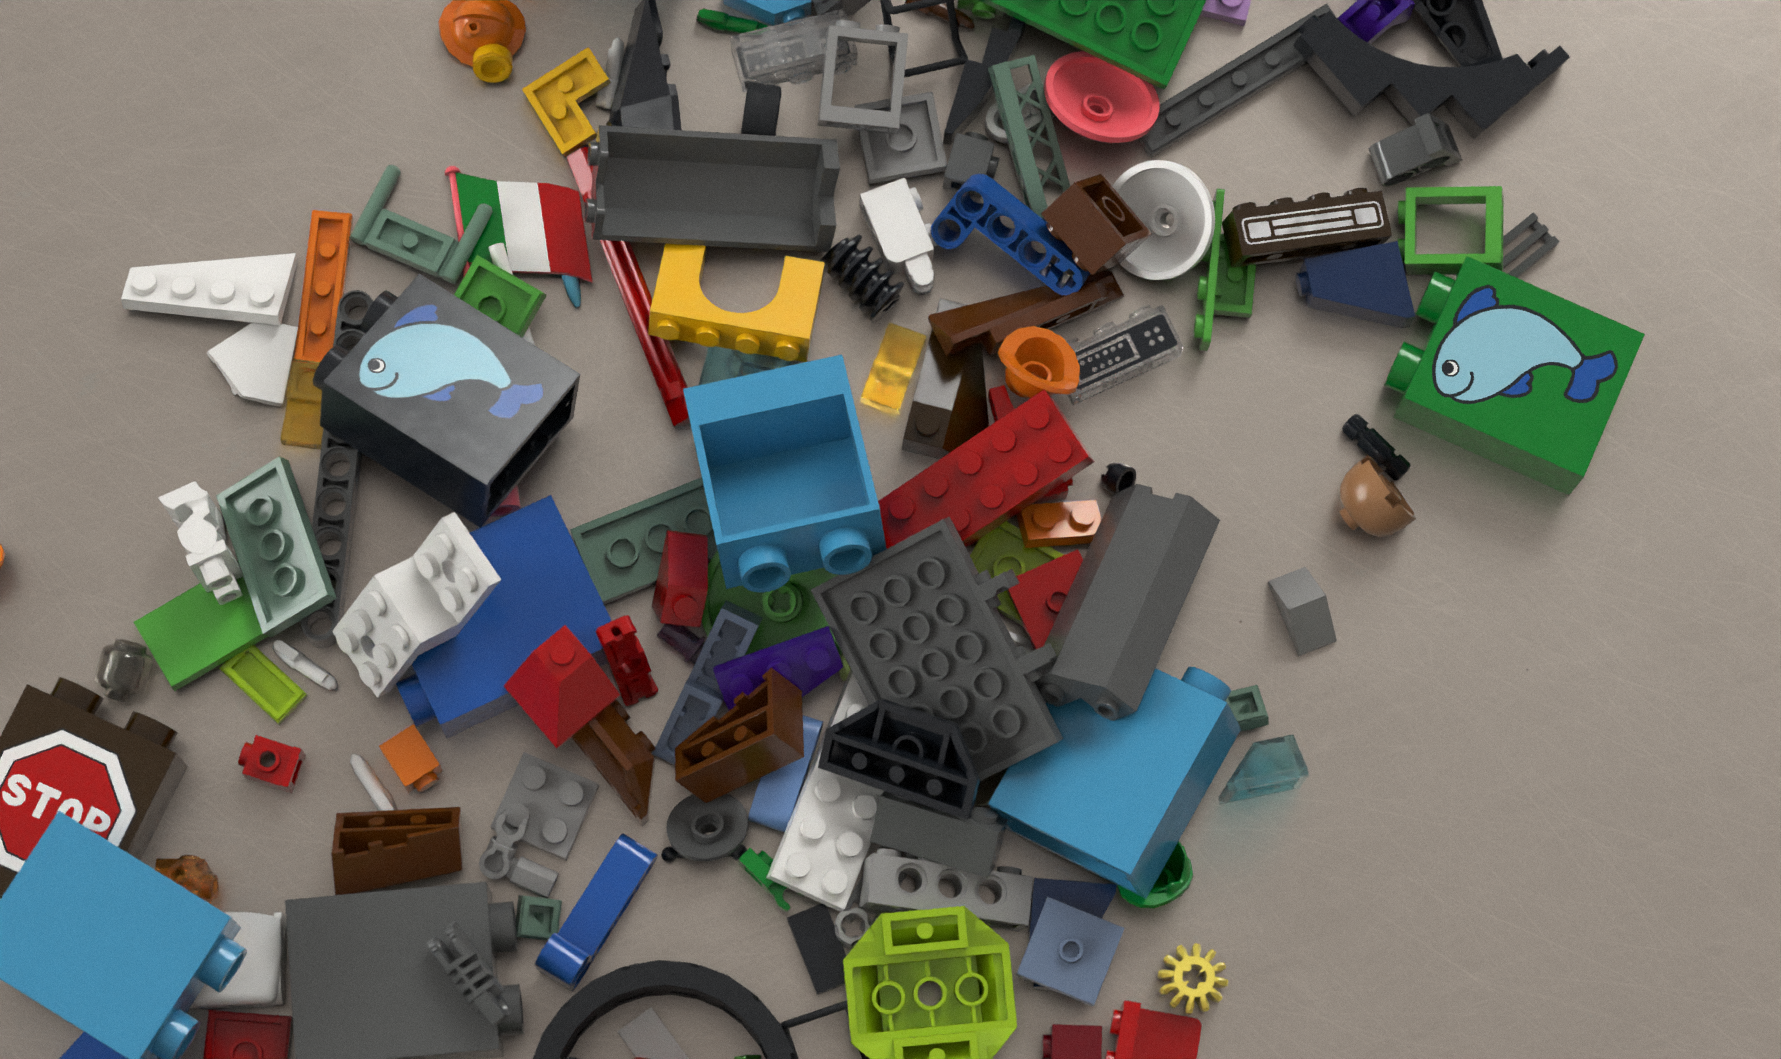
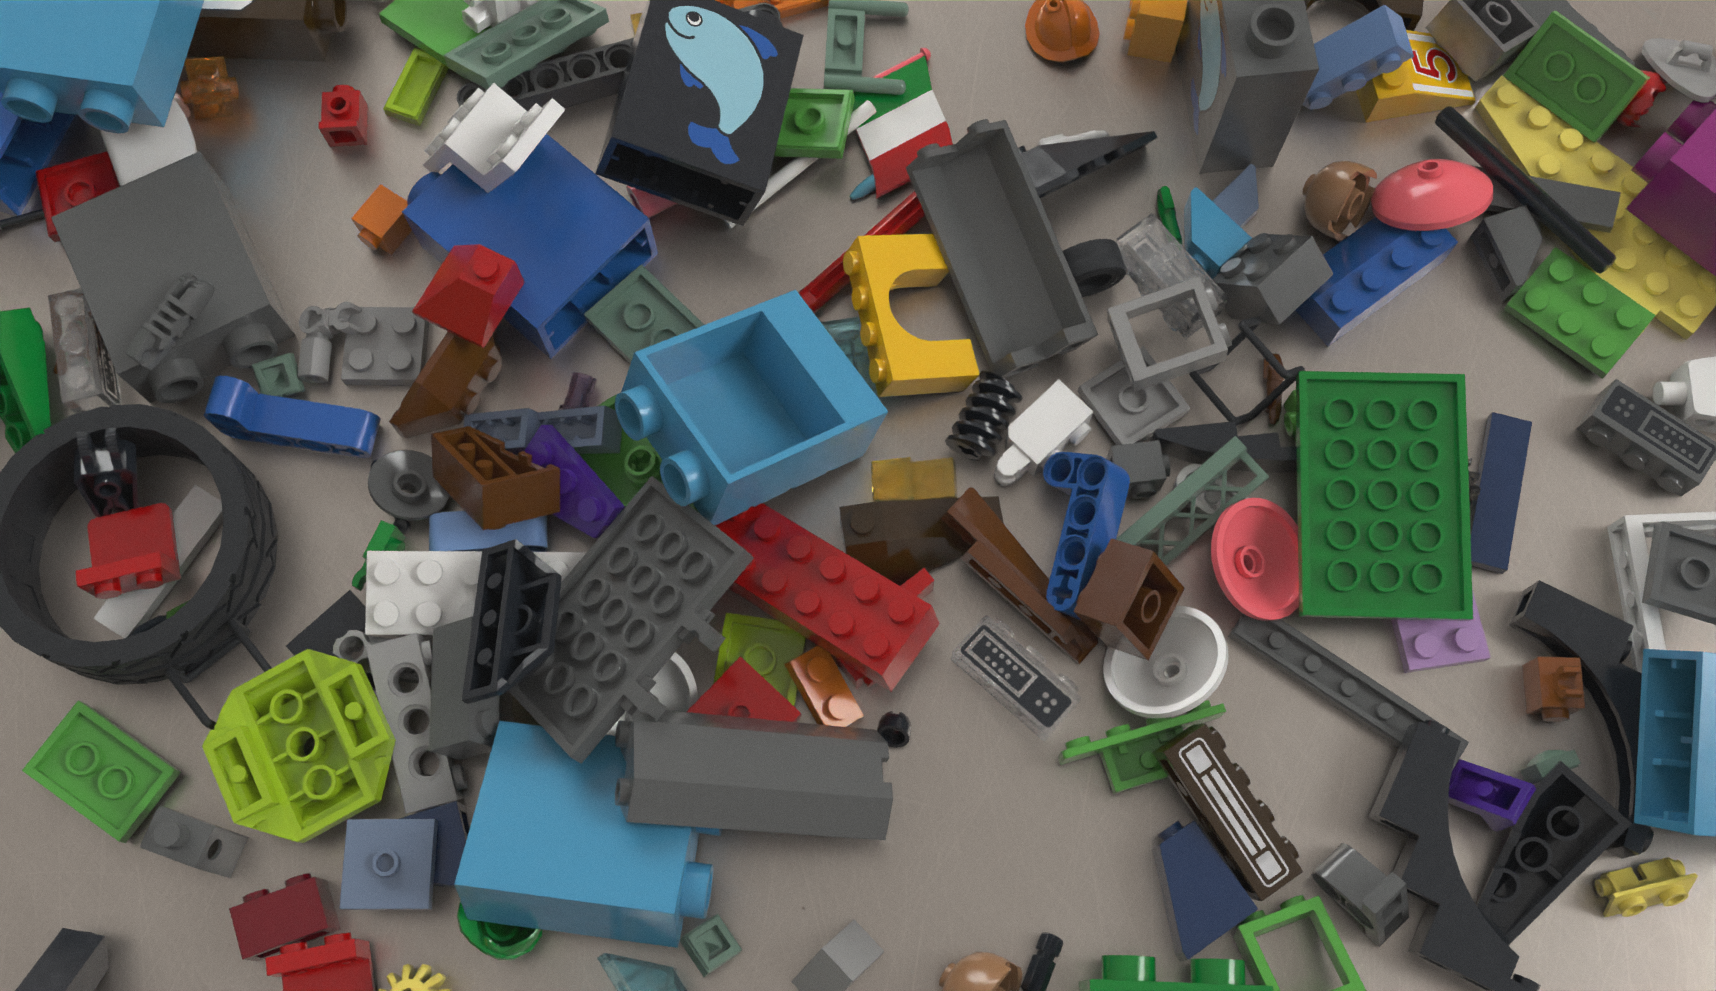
camera: 75 degrees right, 5 degrees down
(298, 661) = (444, 107): white piece -> none
(379, 795) = (342, 218): white piece -> none
(395, 847) = (292, 229): reddish brown wedge -> none
(492, 63) = (1034, 43): yellow tile -> none
(558, 95) = (1037, 105): yellow plate -> none
(626, 660) = (524, 344): red piece -> none
(682, 579) = (606, 373): red slope -> none
(1039, 361) = (967, 600): orange helmet -> none

